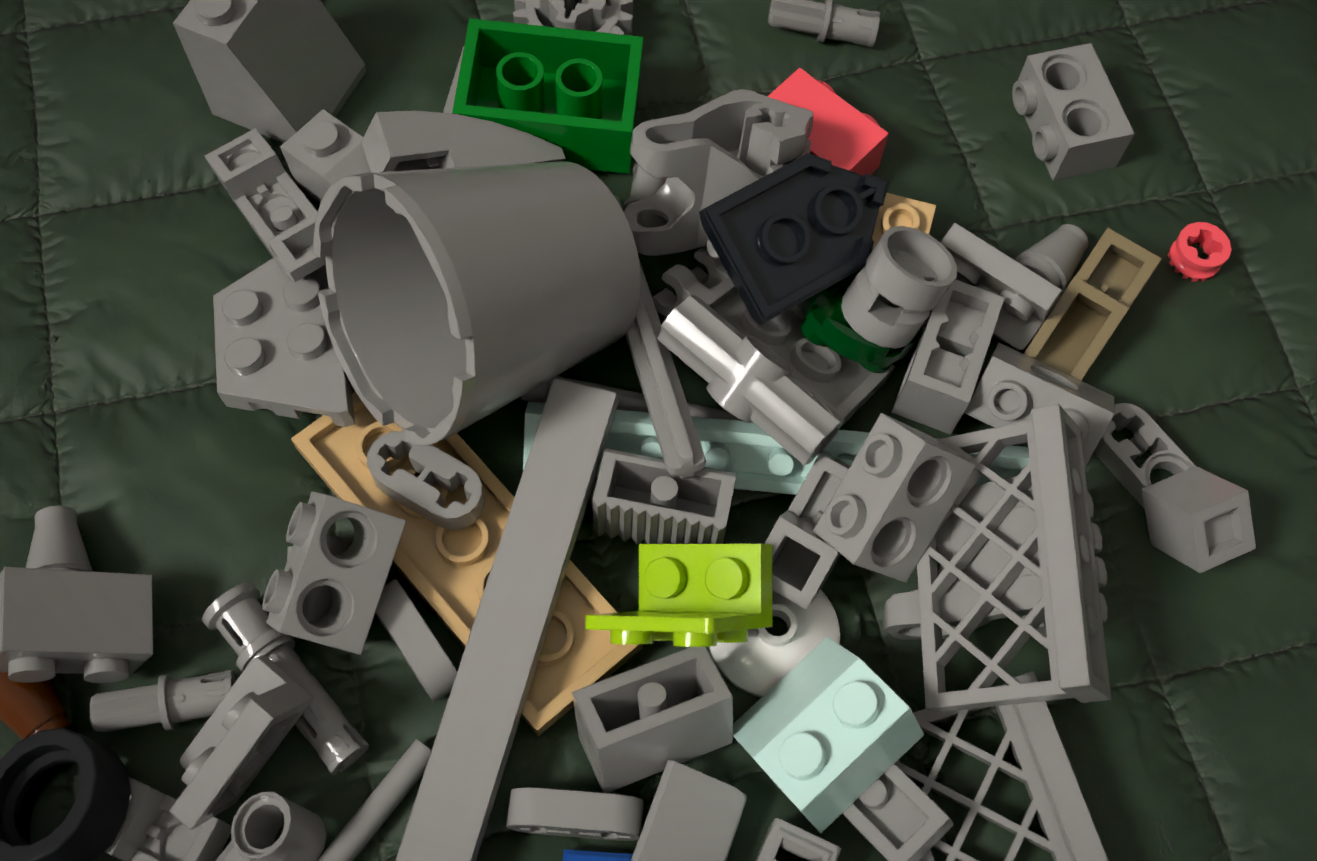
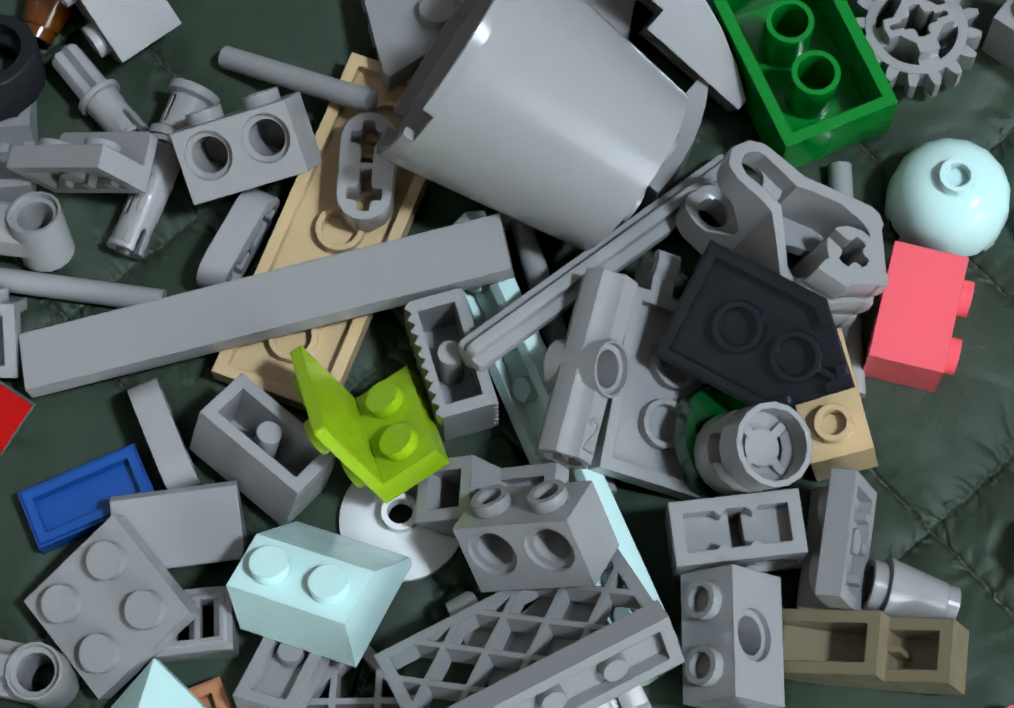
camera: 70 degrees right, 5 degrees up
(283, 500) = (298, 79): none -> light grey bar
(723, 55) = (948, 197): none -> light aqua cylinder

